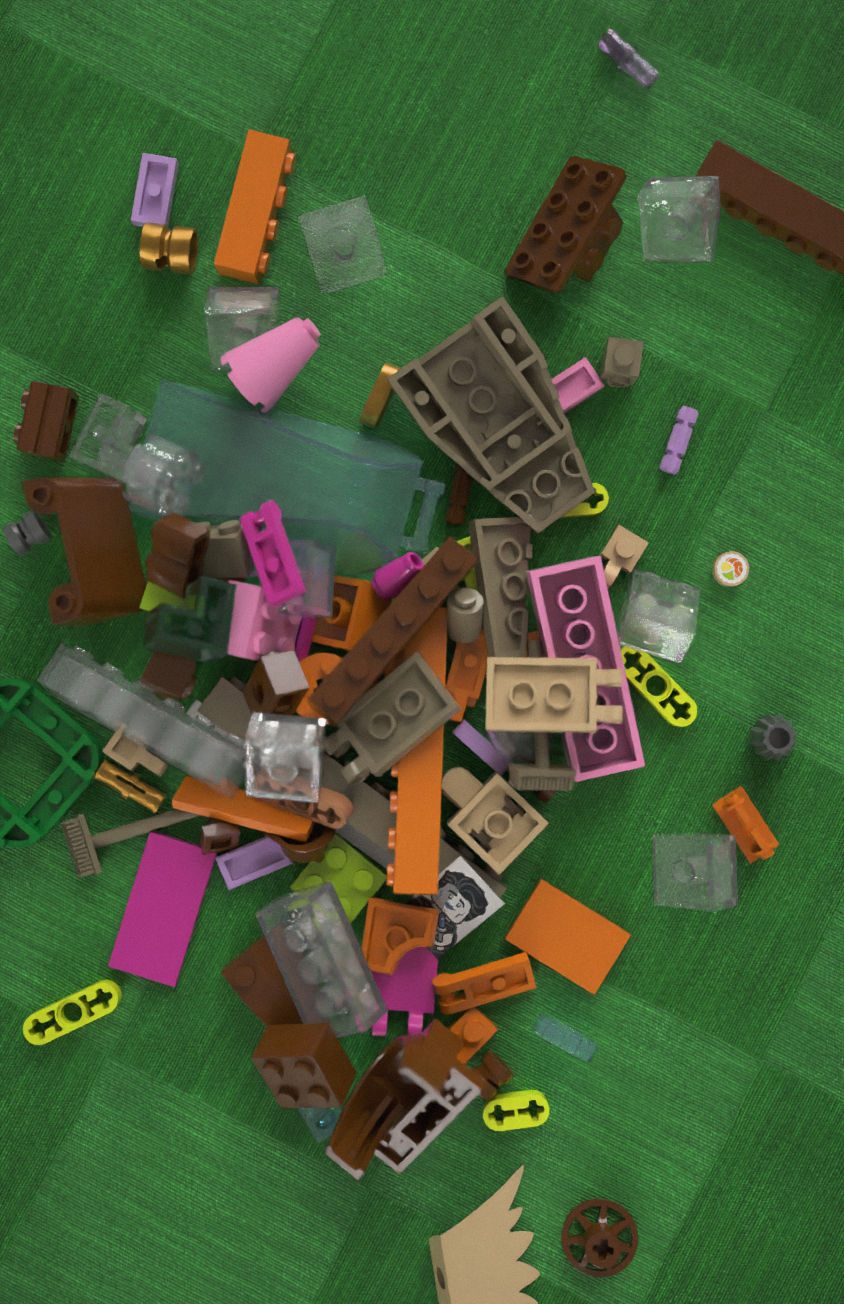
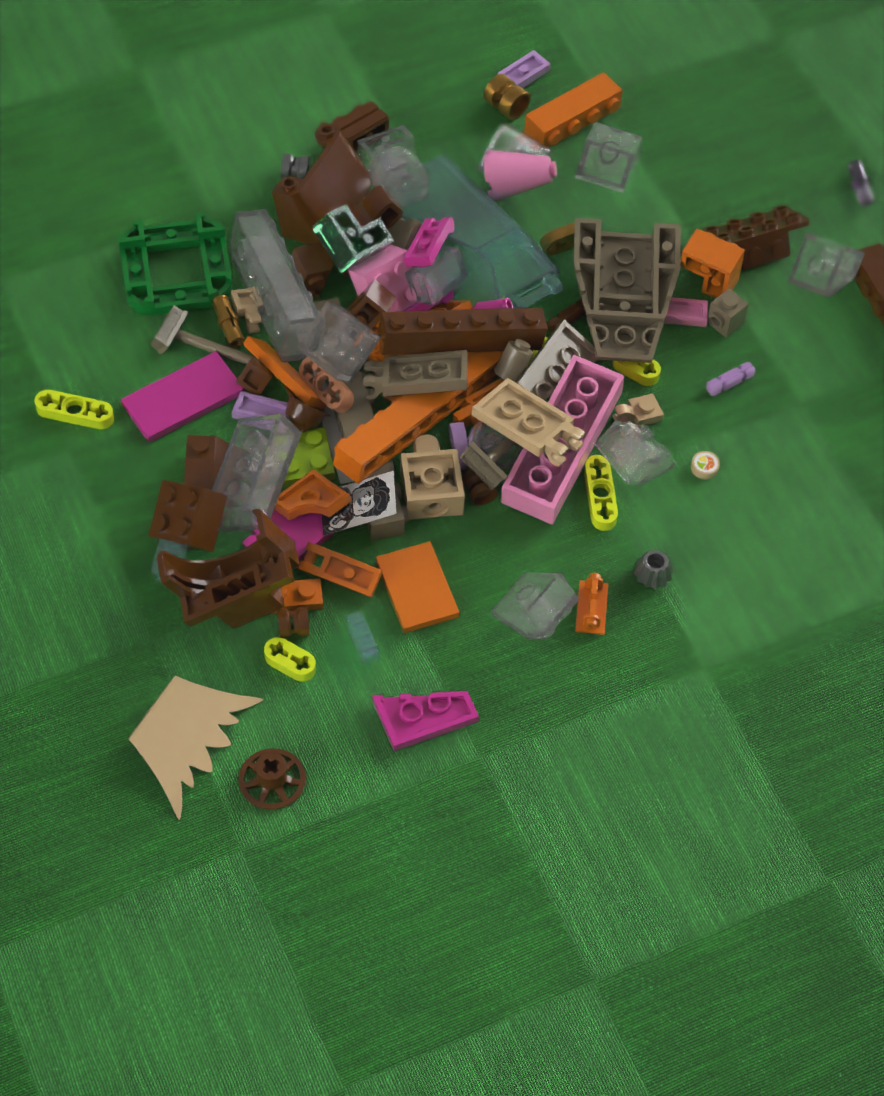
camera: 30 degrees right, 30 degrees down
(569, 315) = (714, 260): none -> orange brick
(685, 1071) = (420, 718): none -> dark pink wing

